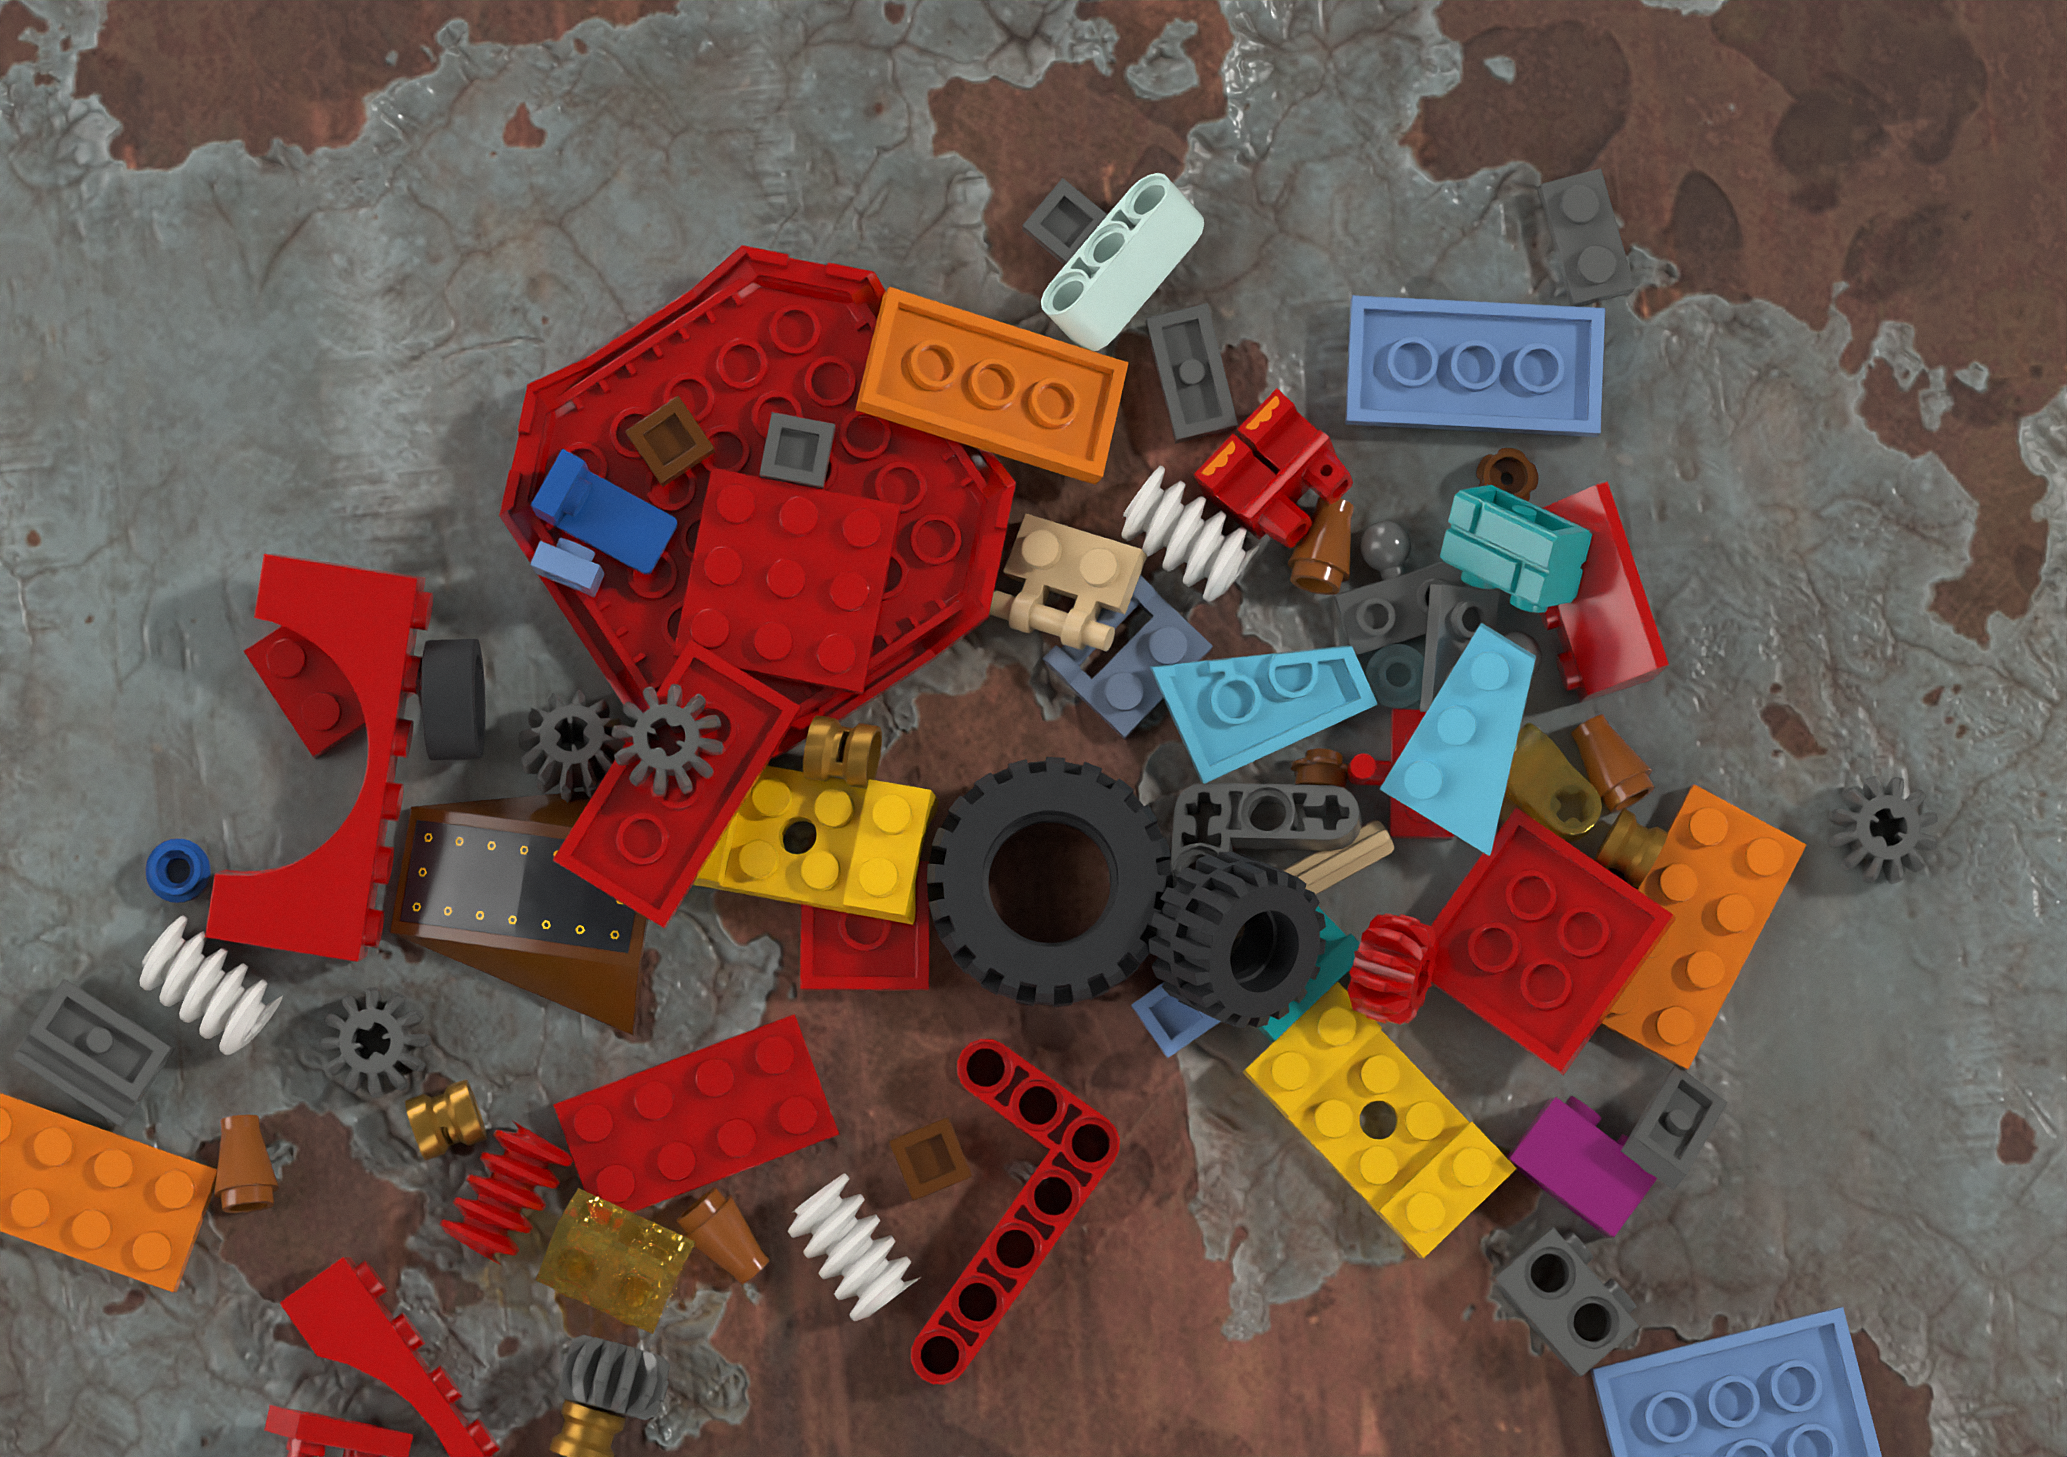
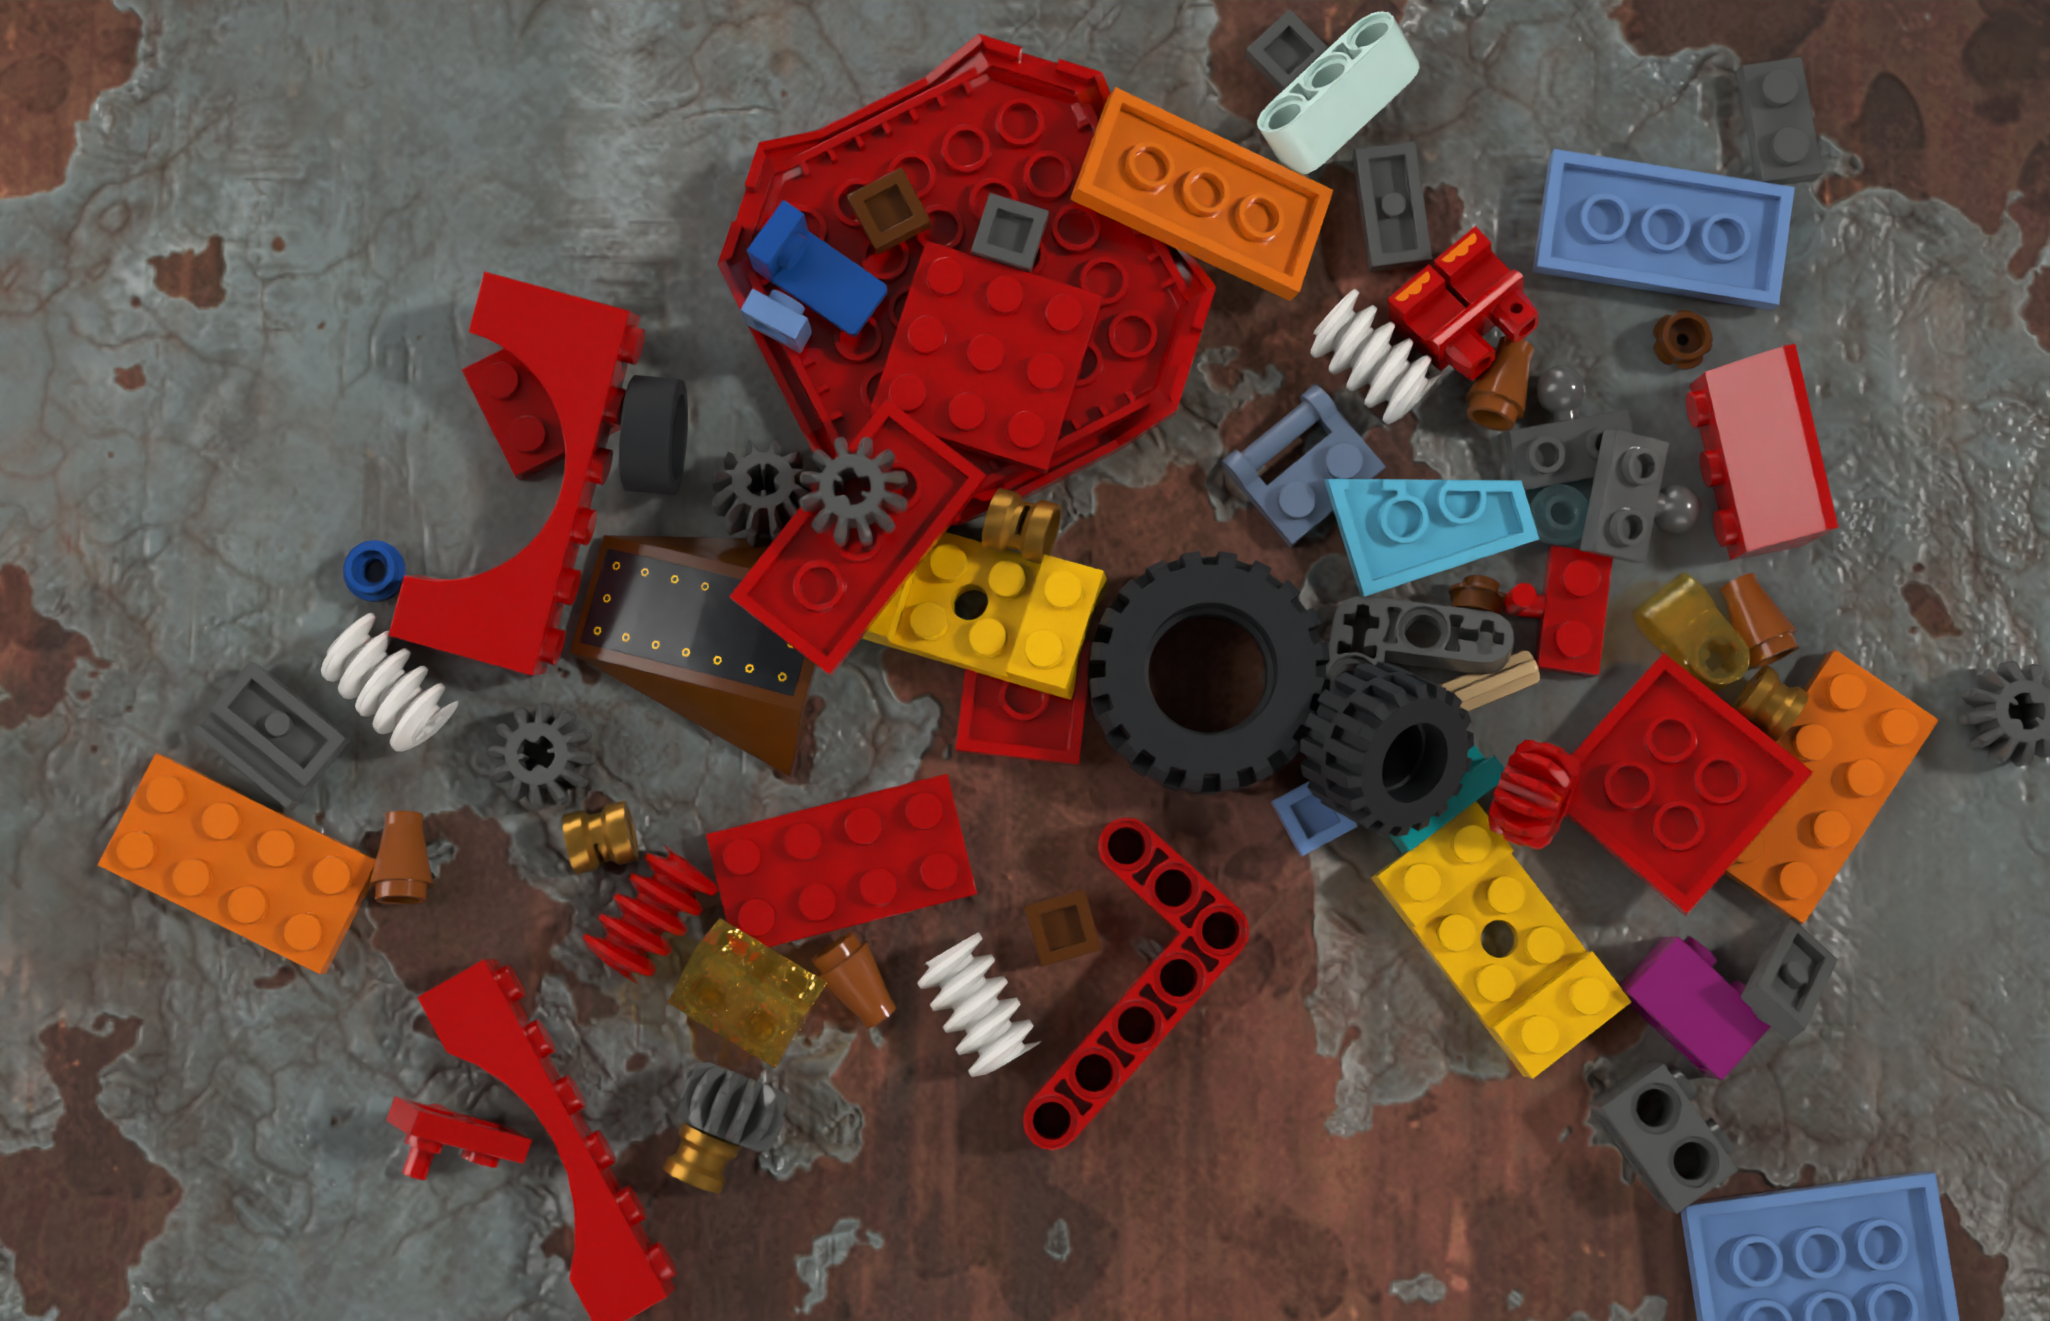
camera: 10 degrees right, 0 degrees up
(1073, 565) = (1259, 374): tan plate -> none
(1466, 741) = (1627, 580): medium azure wing -> none
(1515, 548) = (1692, 401): teal brick -> none

